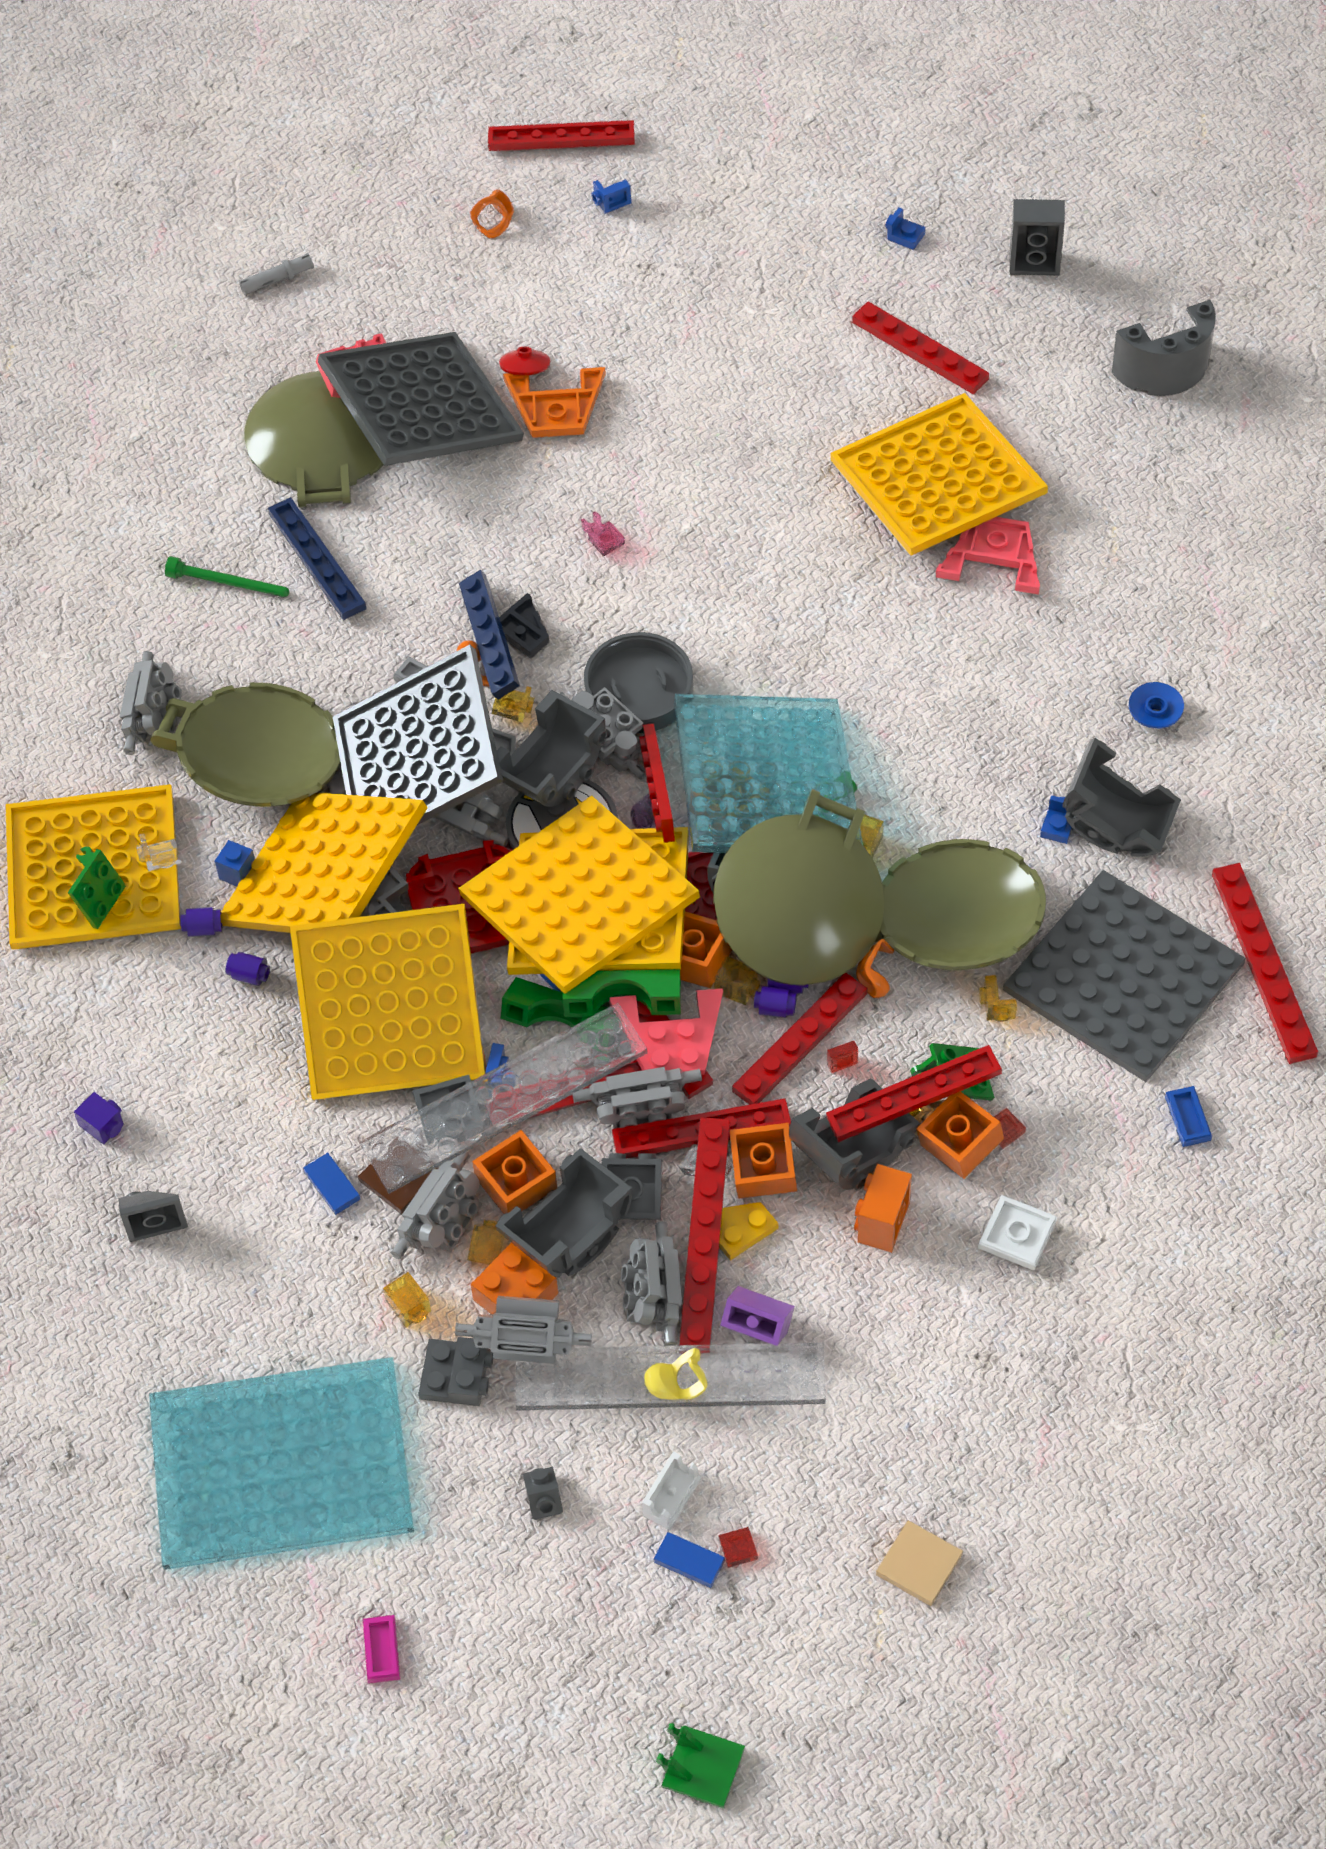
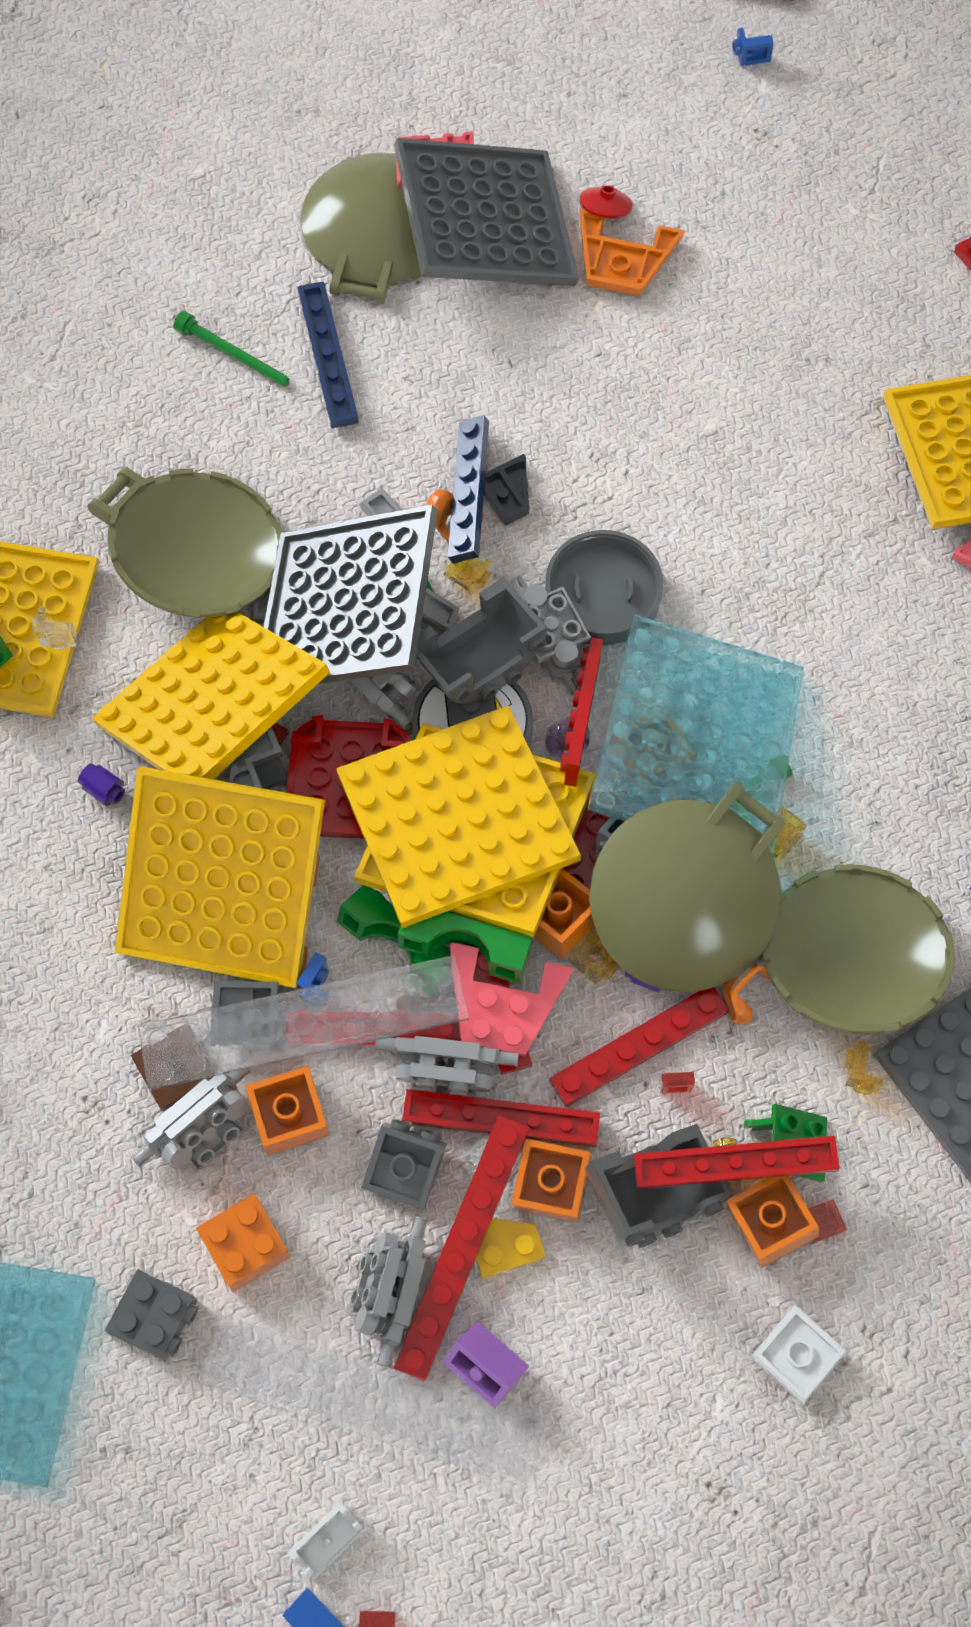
camera: 15 degrees right, 10 degrees up
(146, 699) = (102, 457): light grey piece -> none
(201, 921) = (74, 717): dark purple brick -> none
(234, 862) = (128, 663): blue brick -> none
(276, 274) = (393, 41): light grey pin -> none
(331, 1183) = (102, 1053): blue tile -> none
(407, 1300) = (130, 1217): clear yellow brick -> none
(485, 1243) = (235, 1176): clear yellow bracket -> none
(501, 204) = (640, 28): orange piece -> none
(524, 1331) = (228, 1308): light grey piece -> none
(543, 1493) = (192, 1492): dark grey bracket -> none
(573, 1220) = (322, 1188): dark grey cylinder -> none
(603, 536) = (621, 413): clear pink plate -> none
(662, 1378) = (359, 1408): light yellow piece -> none
(775, 1002) = (626, 995): dark purple brick -> none
(883, 1207) = (662, 1282): orange brick -> none

